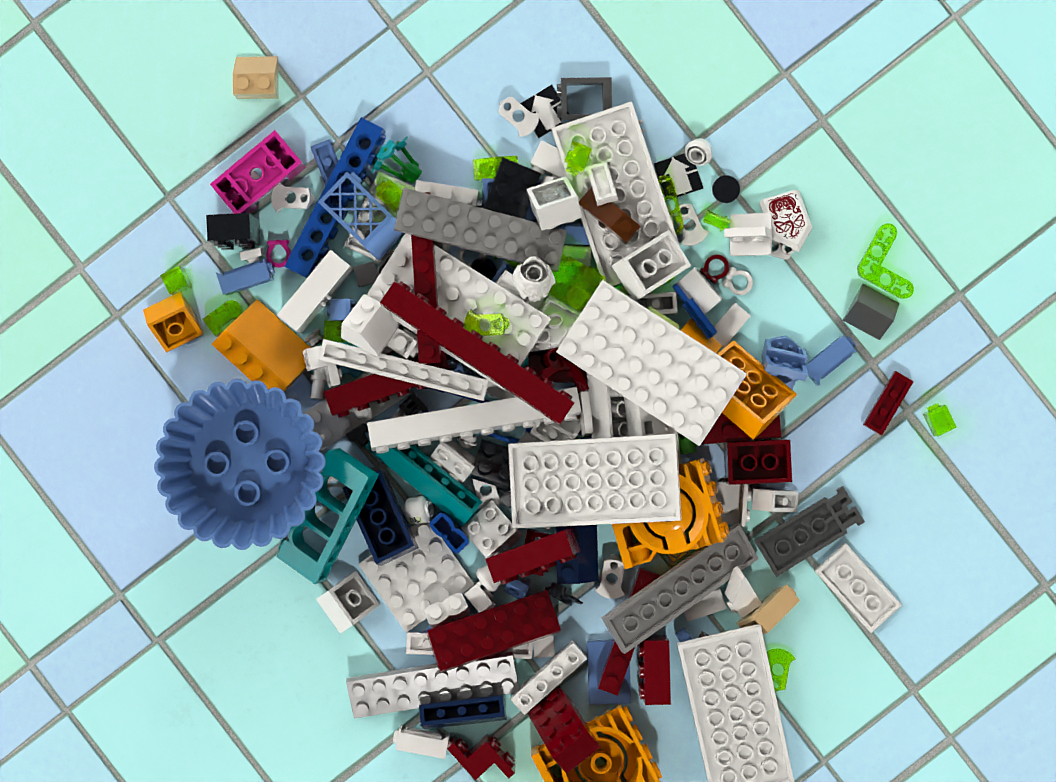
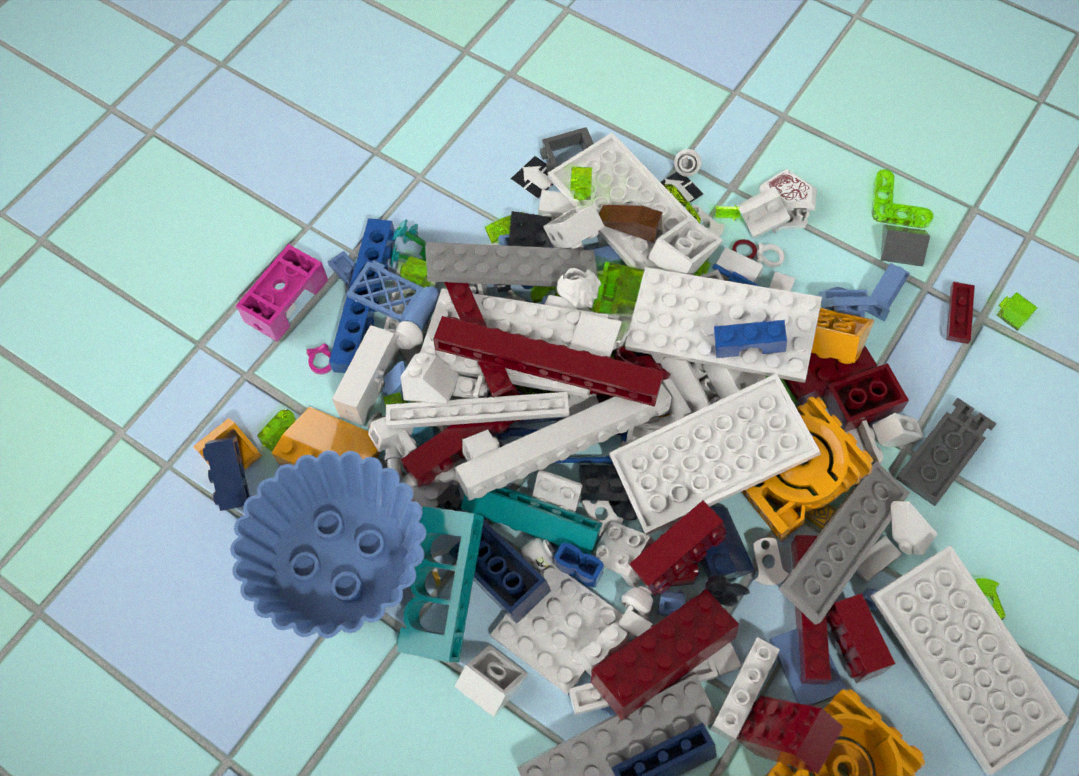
camera: 20 degrees left, 25 degrees down
(168, 350) = (226, 472): none -> dark blue brick
(176, 280) = (221, 408): clear neon green brick -> none
(233, 230) = (268, 340): black brick -> none
(246, 277) = (293, 387): medium blue window -> none
(252, 255) = (293, 365): white plate -> none
(256, 78) = (261, 223): tan slope -> none
(280, 194) = (309, 312): white piece -> none
(363, 266) = (408, 335): none -> white cone
(396, 406) = (479, 445): none -> white brick
(468, 443) = (565, 470): white plate -> none
(473, 320) = (554, 328): clear neon green piece -> none
(529, 121) = (525, 183): white piece -> none
(530, 337) = (595, 334): none -> white sticker
(602, 183) = (612, 195): white tile -> none
(662, 396) = (734, 338): none -> blue arch
(725, 189) = (724, 186): black piece -> none
(772, 609) = (951, 532): tan slope -> none
(857, 587) = (1023, 491): white tile -> none

